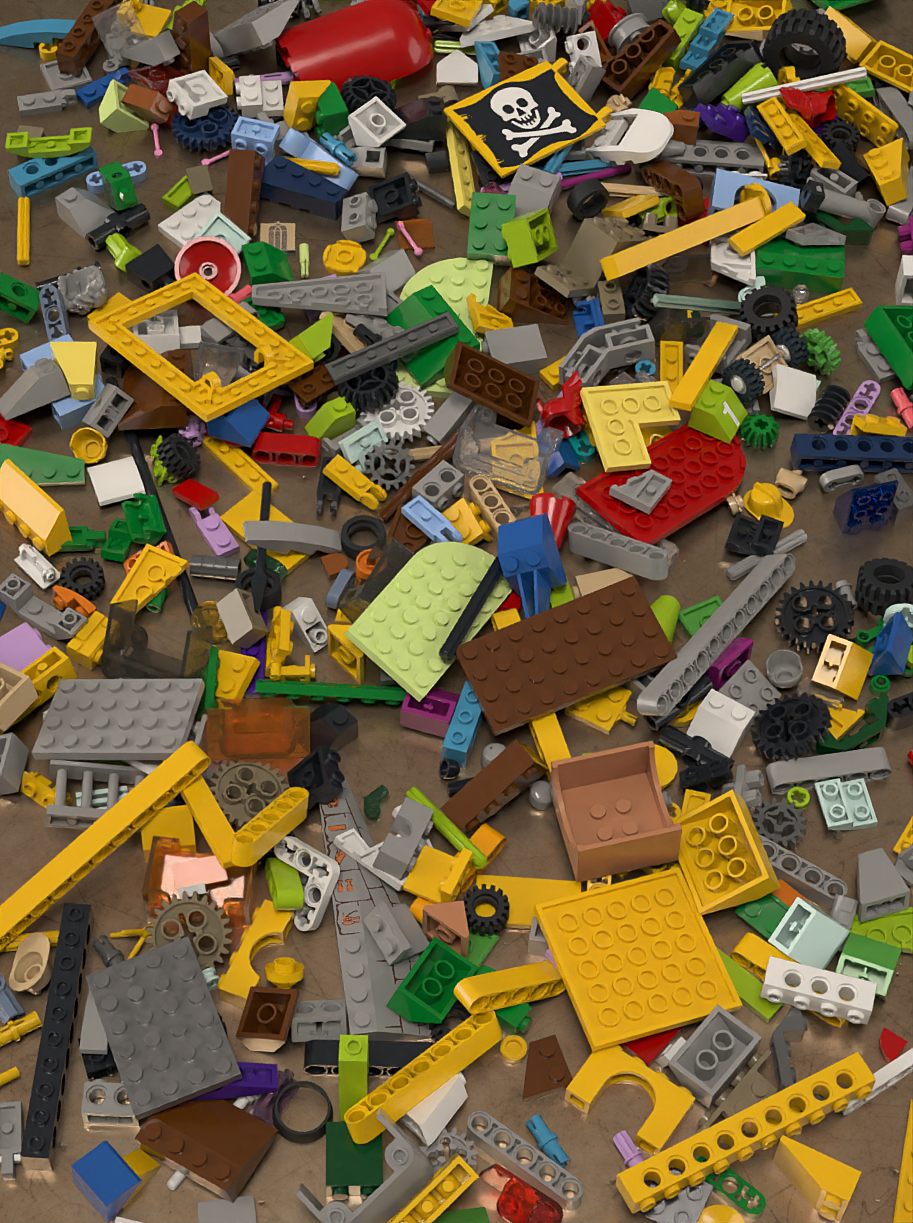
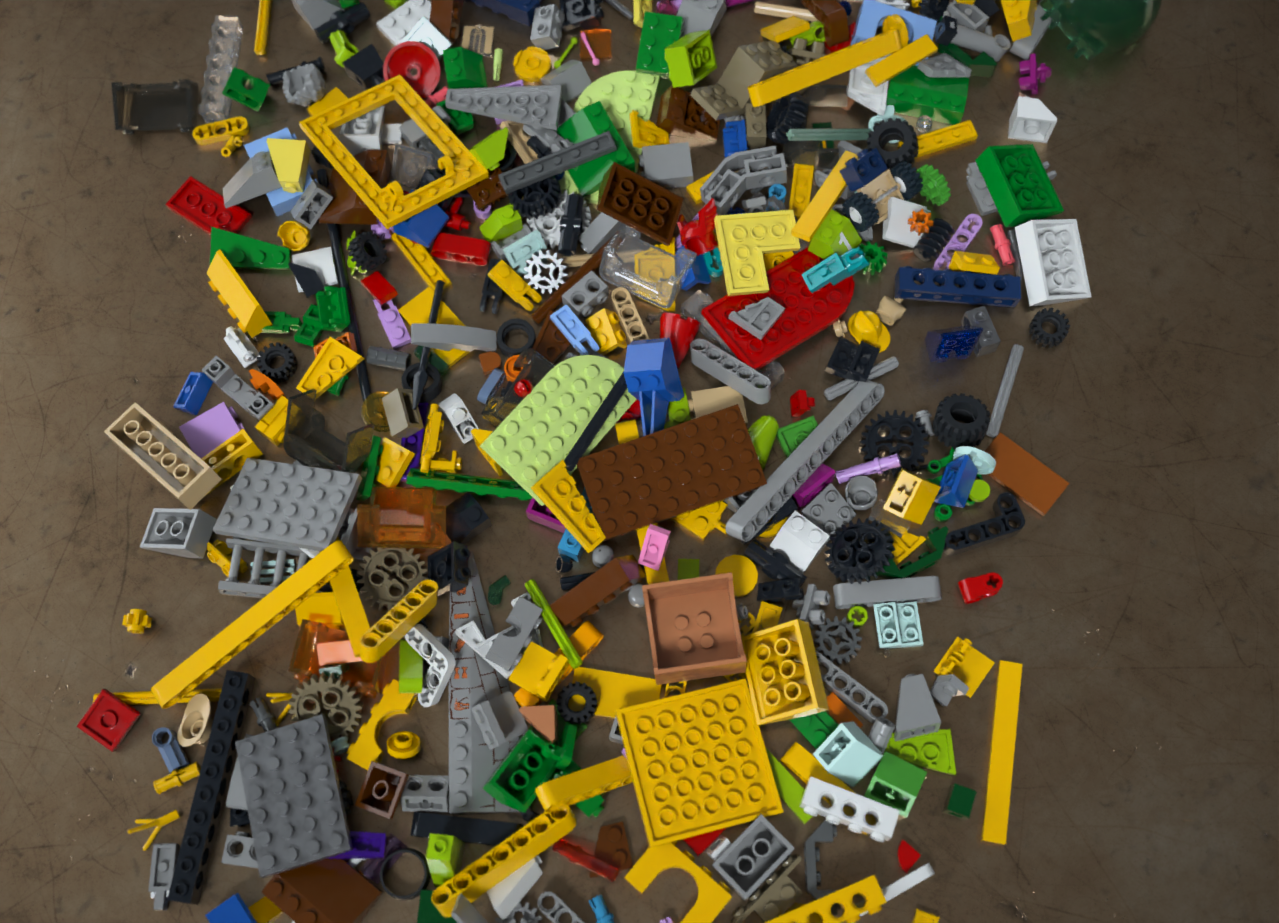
camera: 10 degrees right, 15 degrees up
(48, 309) = (273, 101): sand blue beam -> none
(110, 487) = (307, 279): none -> black slope
(385, 574) = (520, 388): none -> red hinge
(414, 413) = (571, 225): none -> black piece
(454, 698) = (562, 498): none -> yellow wing
(479, 952) = (564, 751): none -> green piece
(506, 1074) = (578, 855): none -> clear red pin
(513, 1049) = (587, 830): yellow tile -> none
(556, 733) = (654, 547): none -> bright pink slope
(582, 193) = (748, 20): black tyre -> none
(625, 378) = (754, 203): none -> light grey tile
(701, 583) = (800, 403): none -> red tile
(723, 439) = (835, 269): none -> teal plate
(740, 336) = (863, 169): none -> dark blue brick
(789, 642) = (877, 465): none -> lavender pin
(811, 387) = (921, 217): none -> orange gear
(841, 478) = (936, 309): light grey beam -> none

